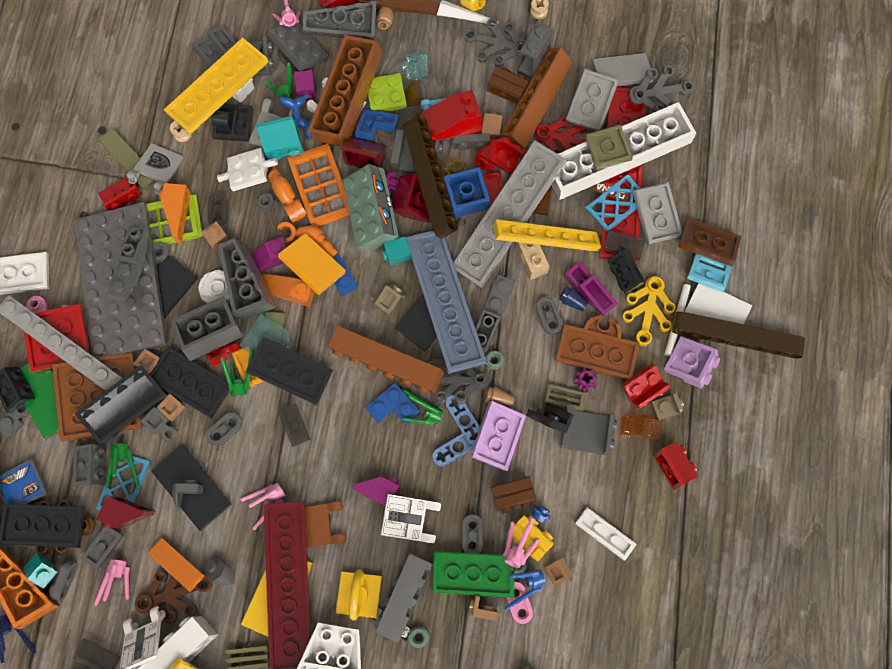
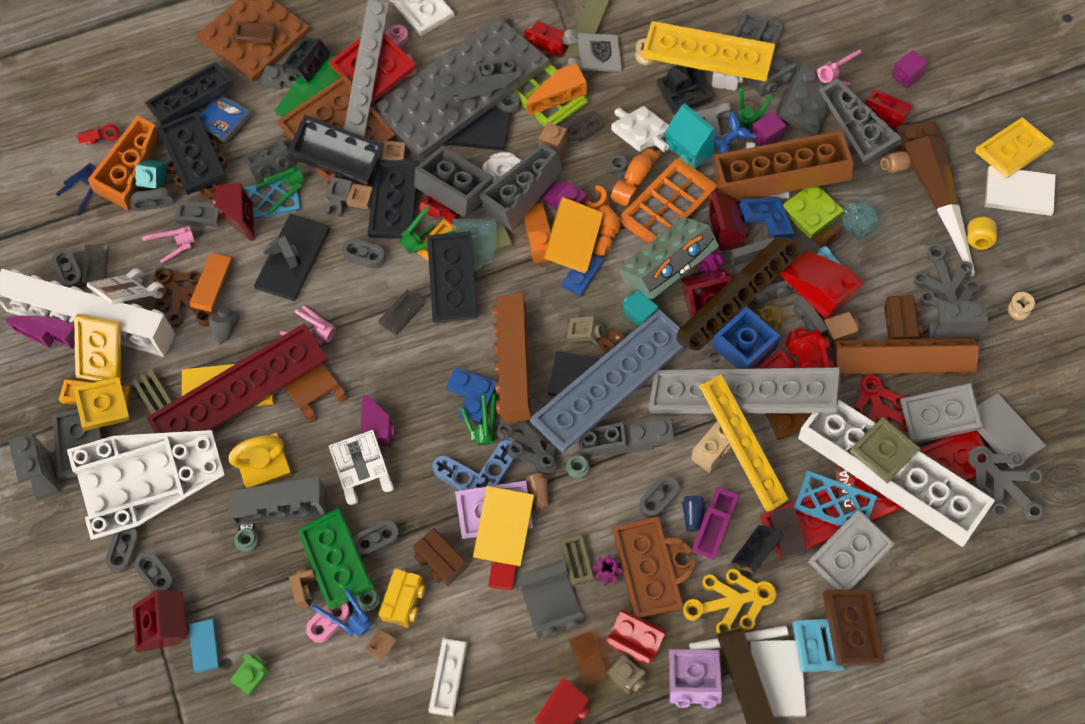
camera: 65 degrees right, 10 degrees down
(411, 283) = (611, 340): none -> reddish brown wheel
(515, 435) = (503, 526): none -> yellow tile
(515, 555) = (370, 581): bright pink plant -> none
(541, 513) = (434, 596): blue plate -> none
(549, 456) = (502, 576): none -> red tile
(552, 417) = (539, 554): black bracket -> none

